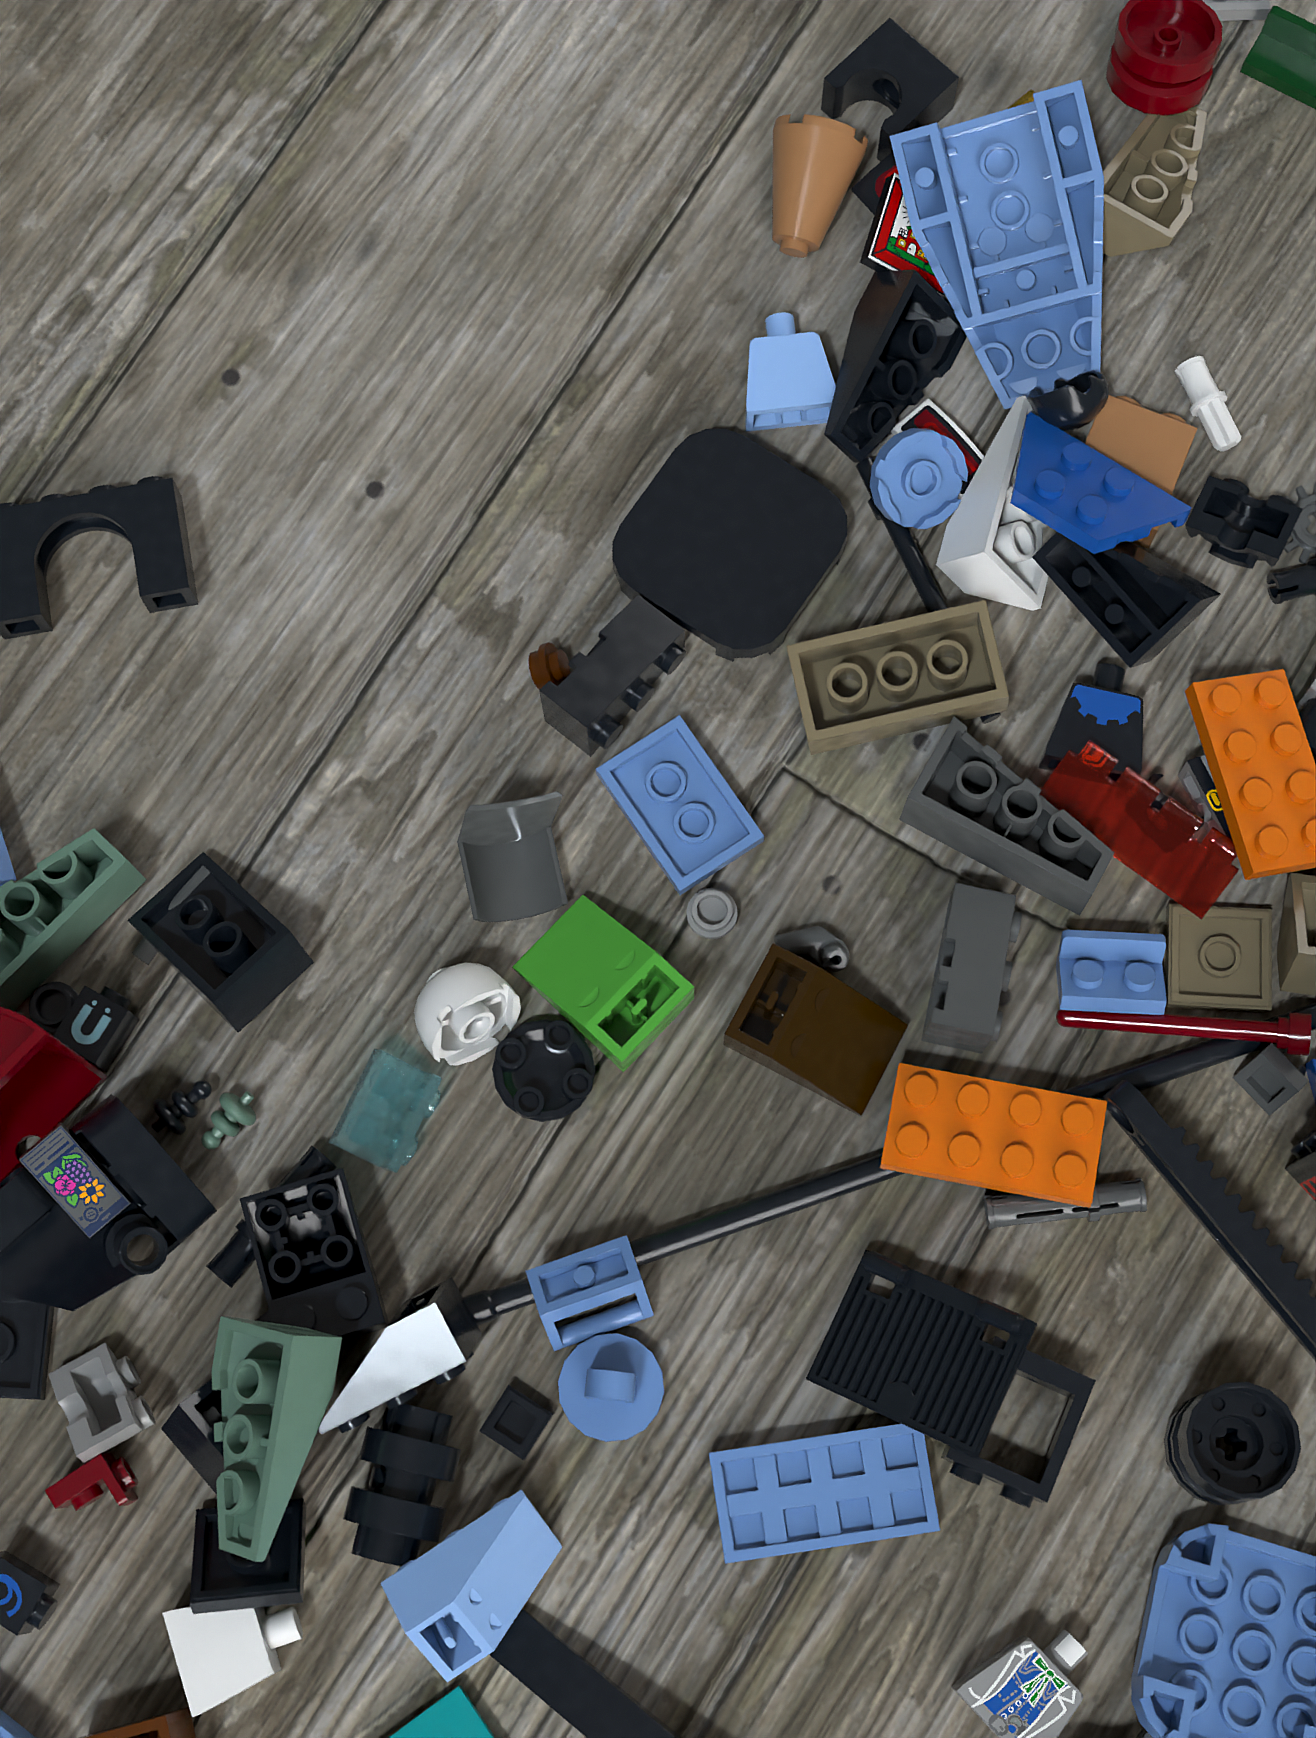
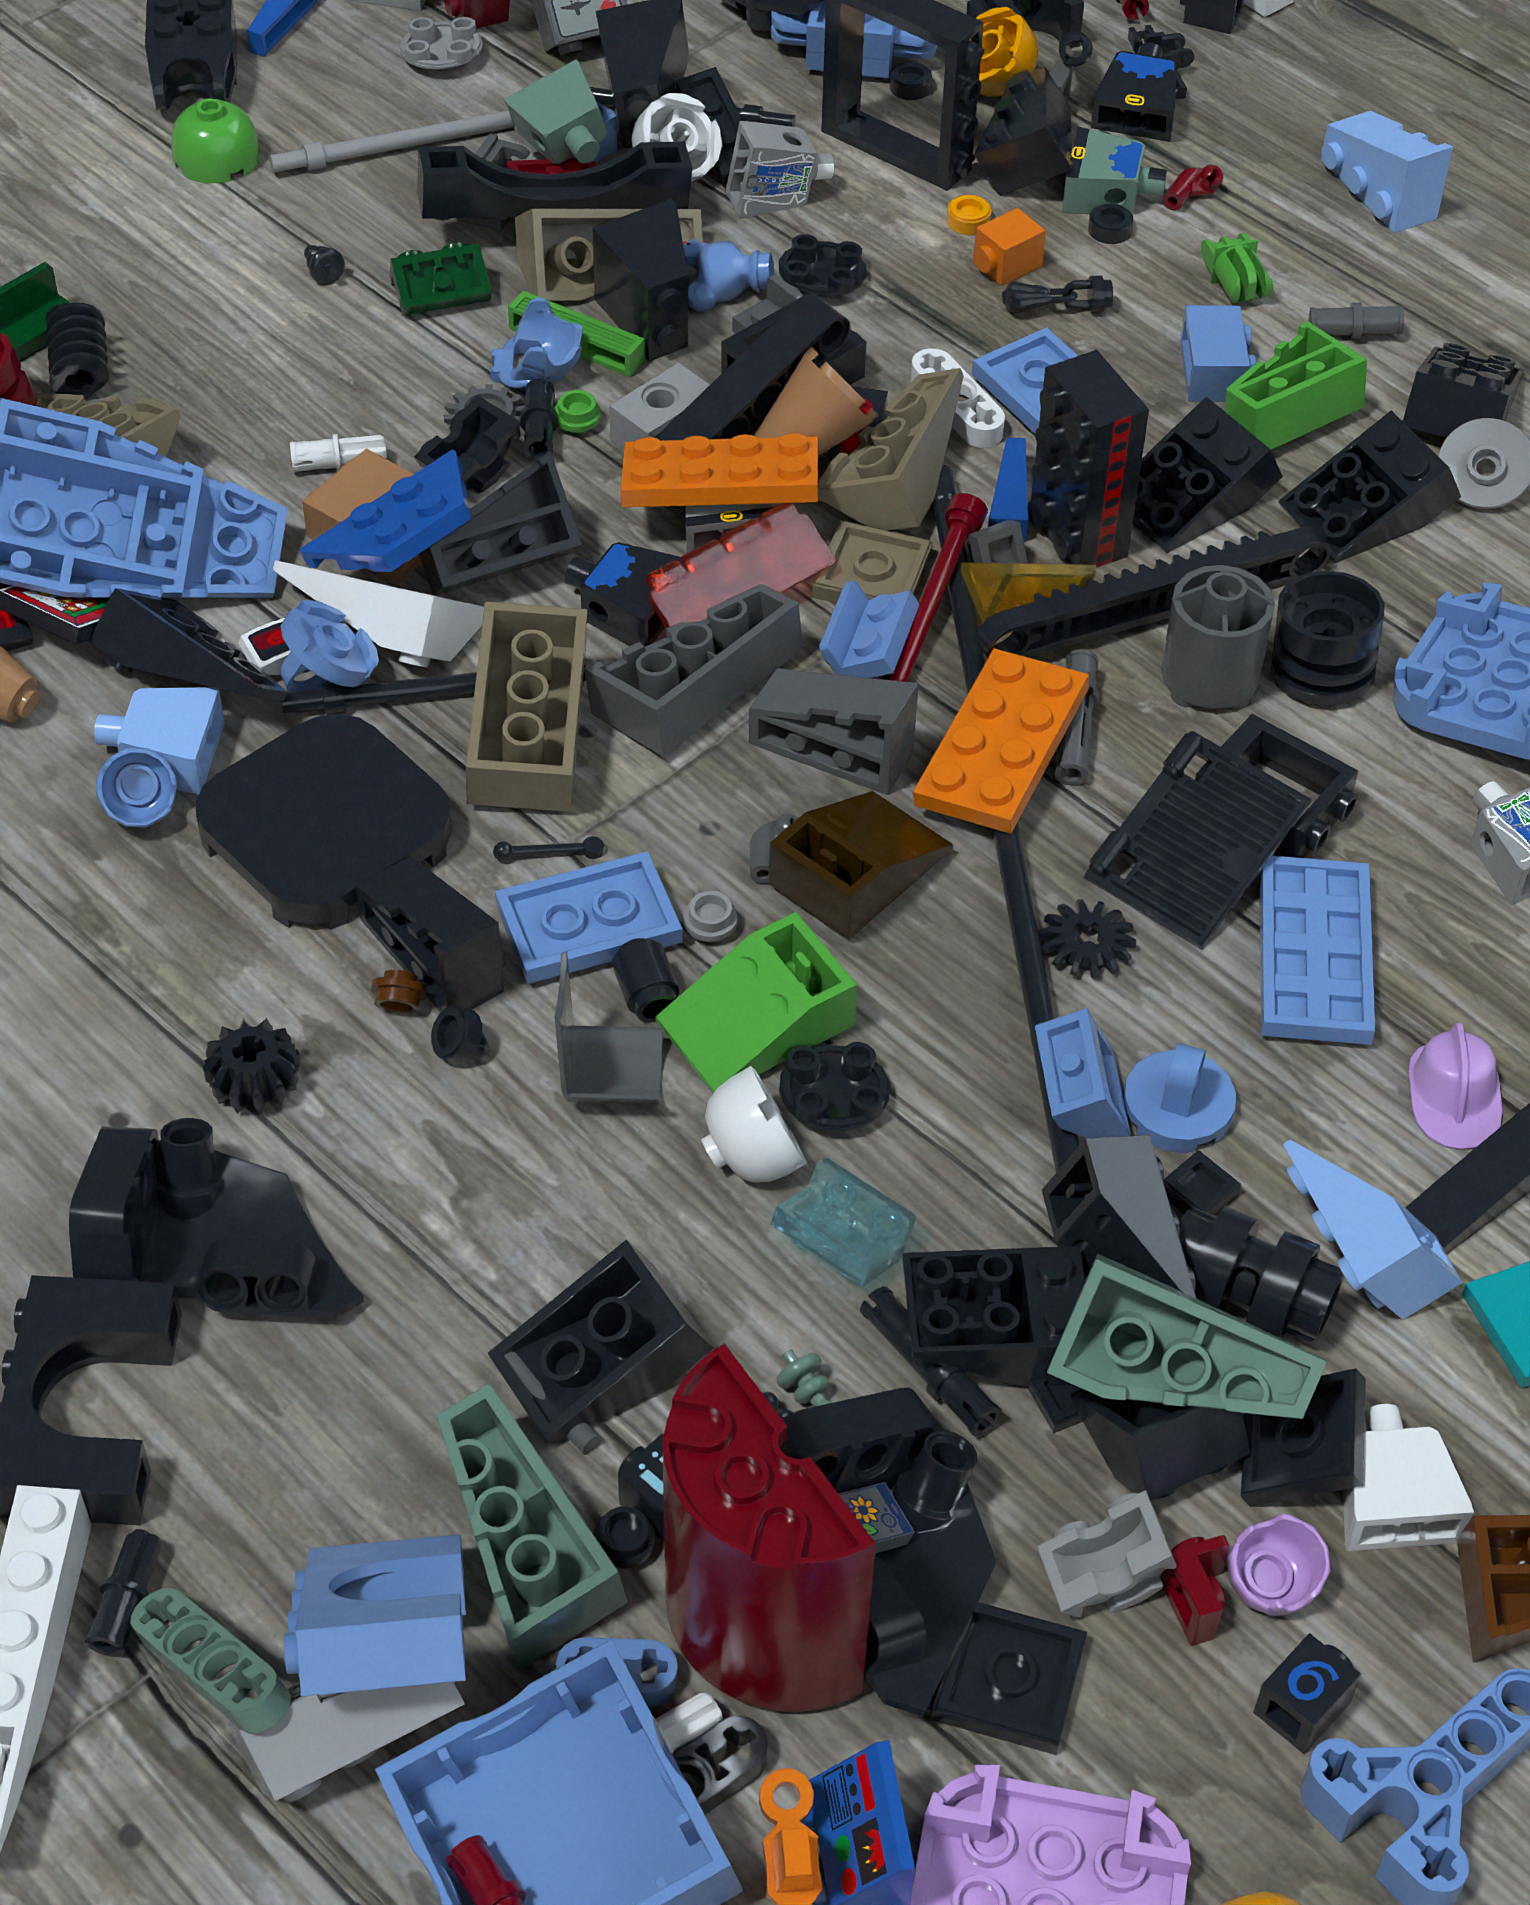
camera: 80 degrees left, 25 degrees down
(120, 1550) = (1279, 1565): none -> lavender hair
(260, 589) = (202, 1223): none -> black panel
(450, 561) = (251, 1065): none -> black gear
(516, 731) = (458, 1035): none -> black tile
(619, 874) = (645, 978): none -> black brick
(692, 1653) = (1455, 1089): none -> lavender piece
(709, 375) = (136, 787): none -> medium blue hair
(774, 785) = (591, 848): none -> black hinge
(790, 1288) = (1088, 955): none -> black gear
(1072, 401) = (299, 517): black hair -> none
(1188, 1326) = (1217, 637): none -> dark grey cylinder
(1223, 1113) = (1010, 585): none -> clear yellow slope
(1261, 117) = (76, 349): none -> black piece

